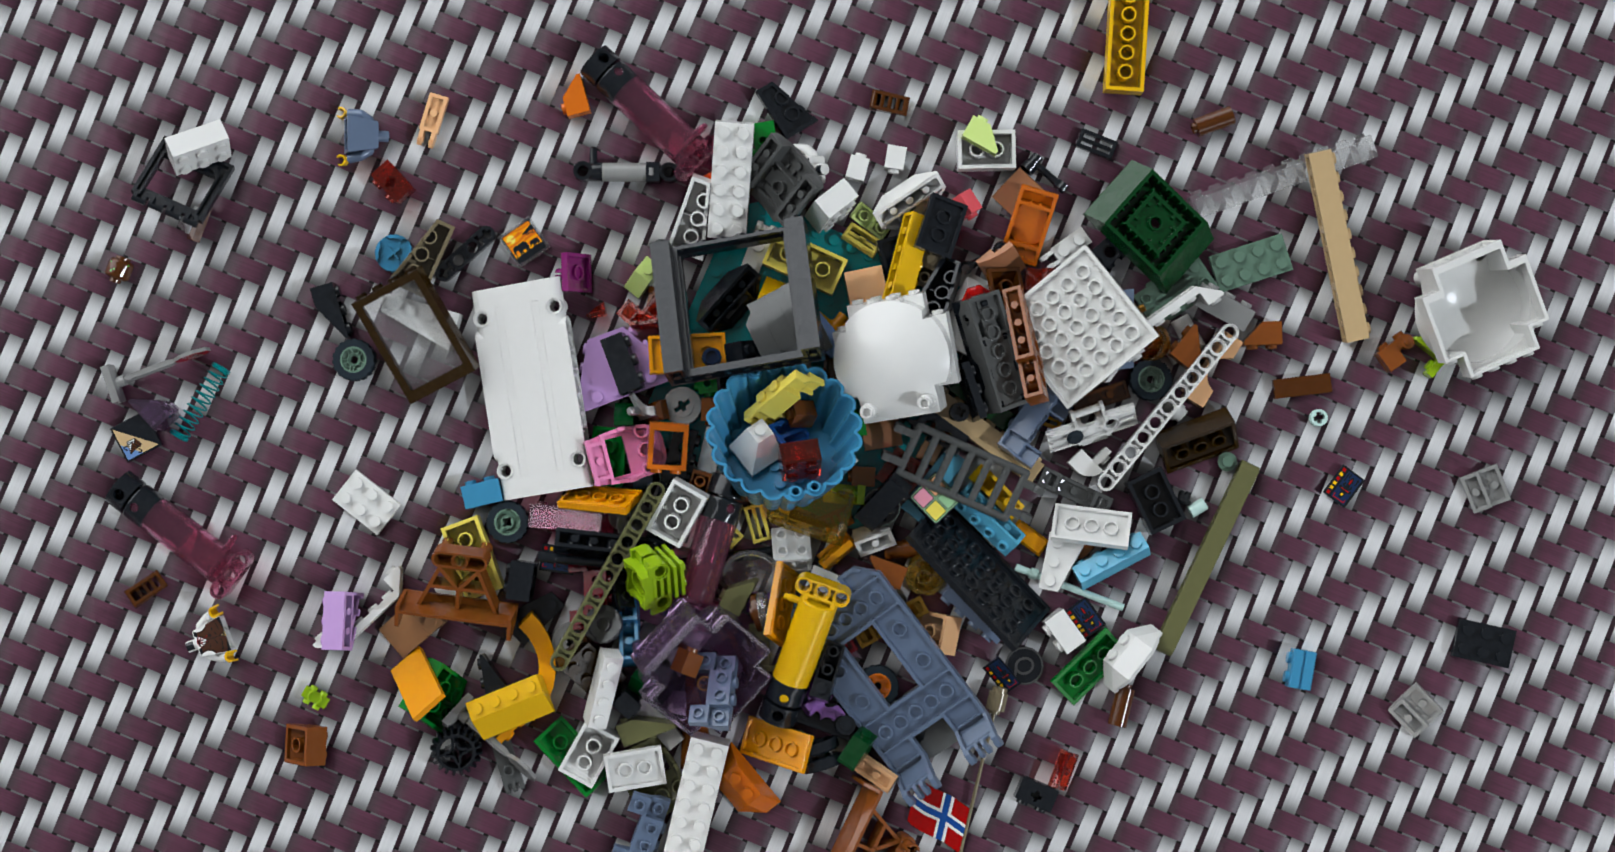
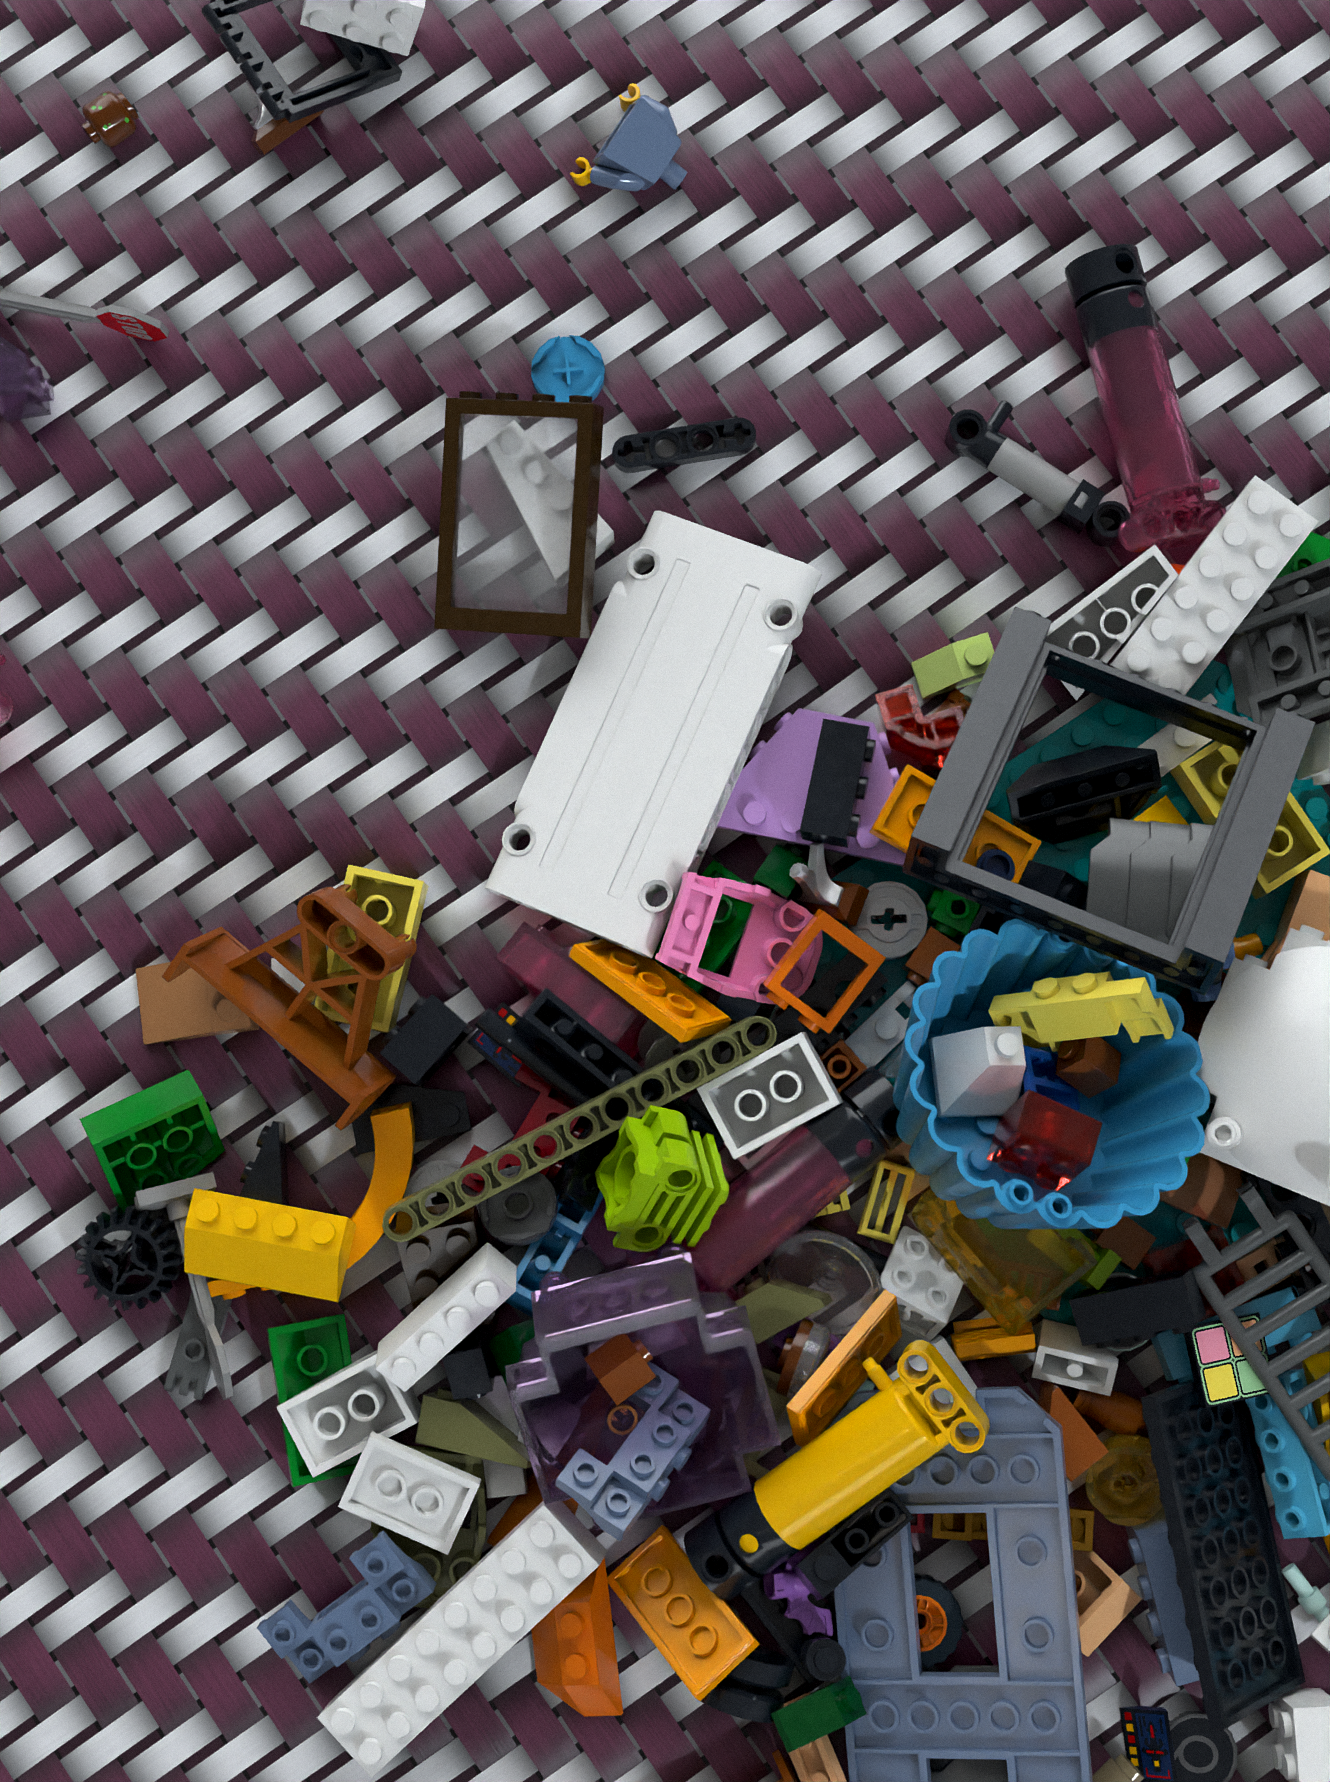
camera: 30 degrees right, 5 degrees down
(224, 371) = (31, 450): teal piece -> none
(328, 302) = (409, 382): black slope -> none
(338, 619) = (78, 908): lavender wedge -> none
(344, 355) = (375, 485): black wheel -> none
(367, 502) = (256, 745): white plate -> none
(388, 172) = (640, 235): clear red brick -> none
(395, 581) = (42, 934): white slope -> none
(417, 683) = (137, 1103): light orange tile -> none
(428, 250) = (635, 394): dark tan wedge -> none
(432, 118) = (771, 196): light nougat hinge -> none
(482, 493) = (456, 851): dark azure brick -> none
(497, 526) = (445, 924): black wheel -> none
(524, 242) = (792, 487): tile -> none
(575, 99) = (1027, 310): orange slope -> none
(575, 272) = (849, 586): magenta tile -> none
(598, 311) = (841, 676): clear red slope -> none

